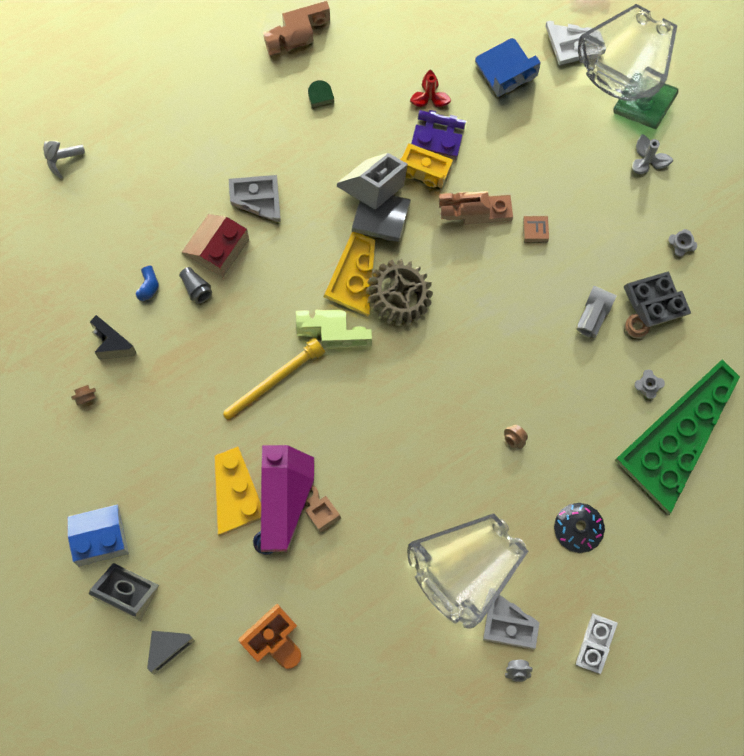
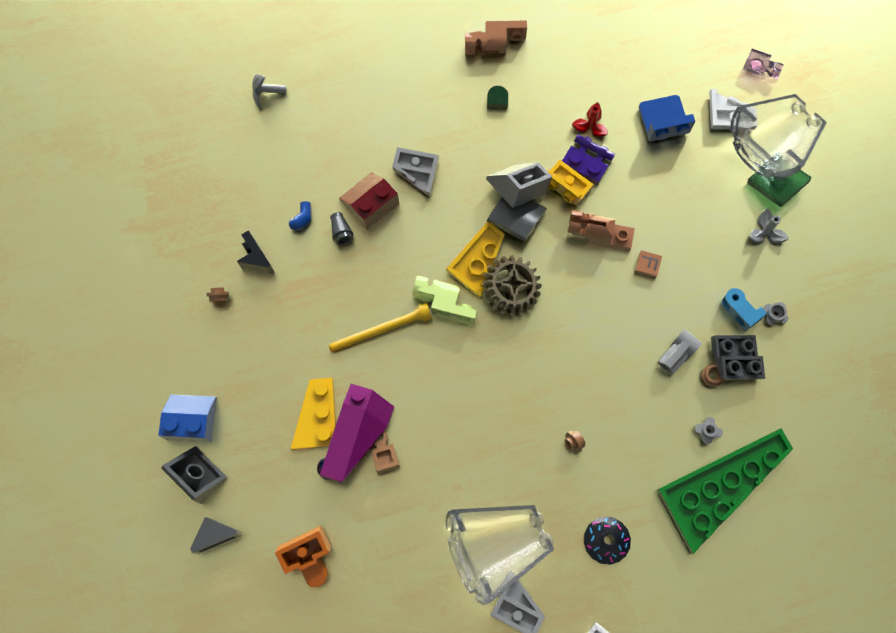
camera: 20 degrees right, 0 degrees up
(646, 249) = (741, 310): none -> dark azure leg

